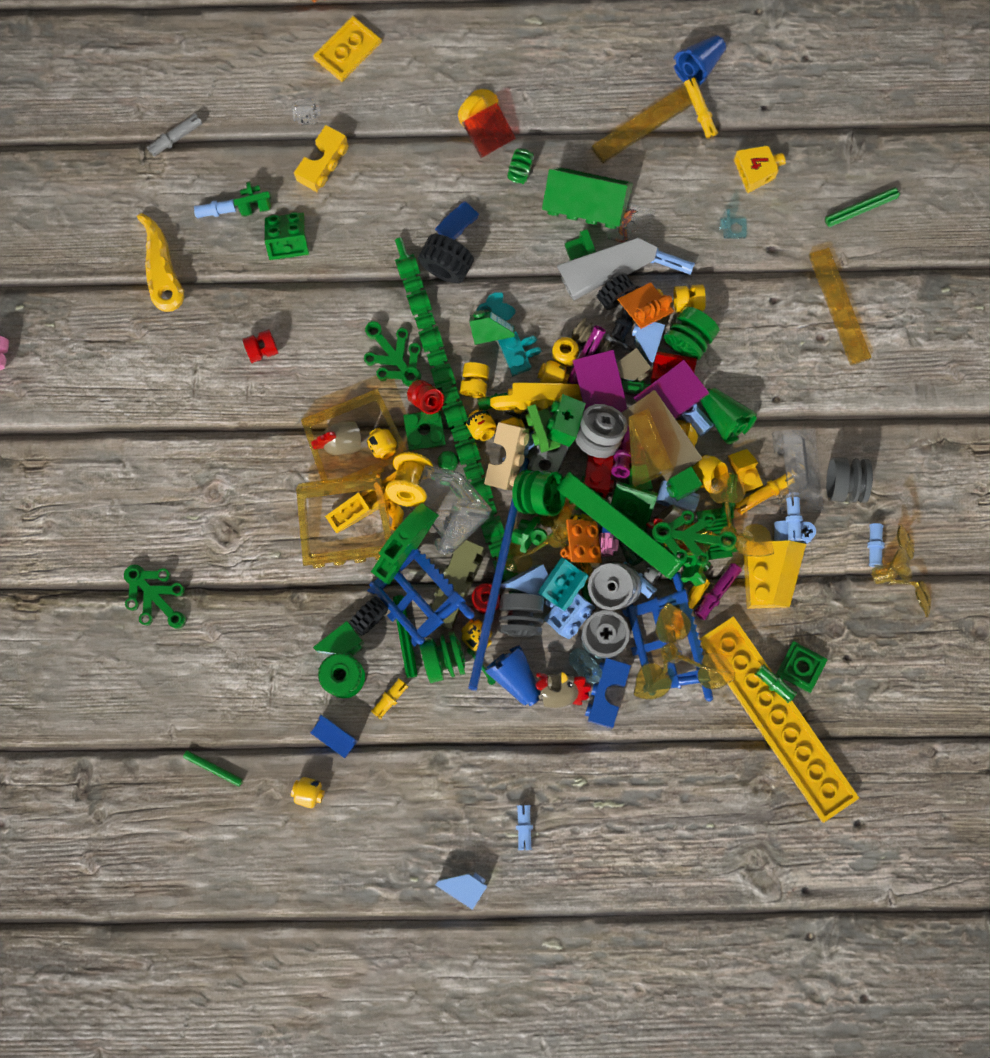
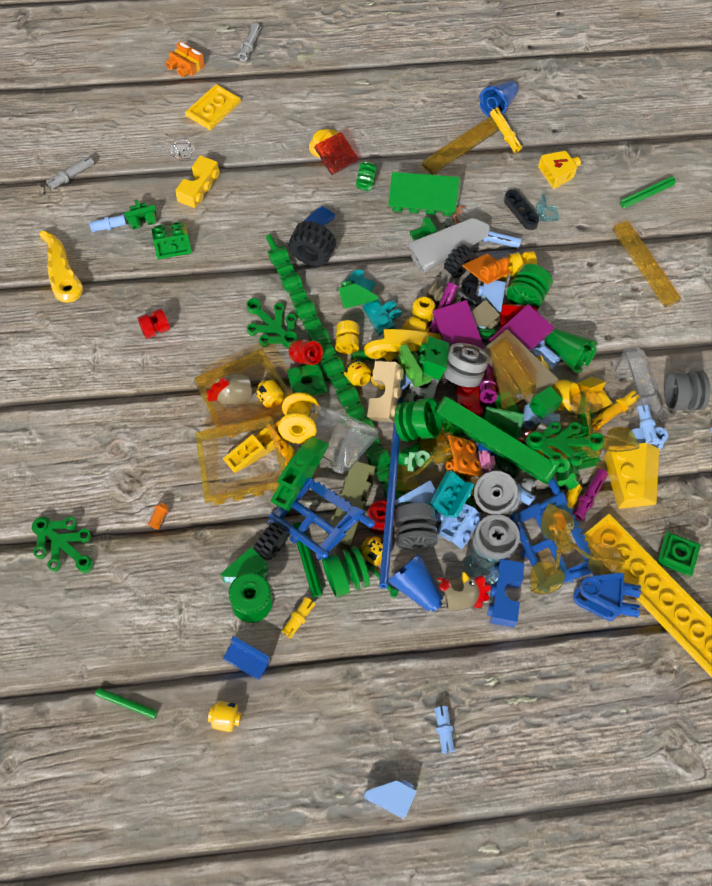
camera: 15 degrees left, 15 degrees down
(254, 574) = (158, 515): none -> orange pin
(448, 460) = (331, 403): green piece -> none
(702, 213) = (519, 202): none -> black beam
(712, 709) = (606, 596): none -> blue piece
(775, 683) = (660, 567): green pin -> none

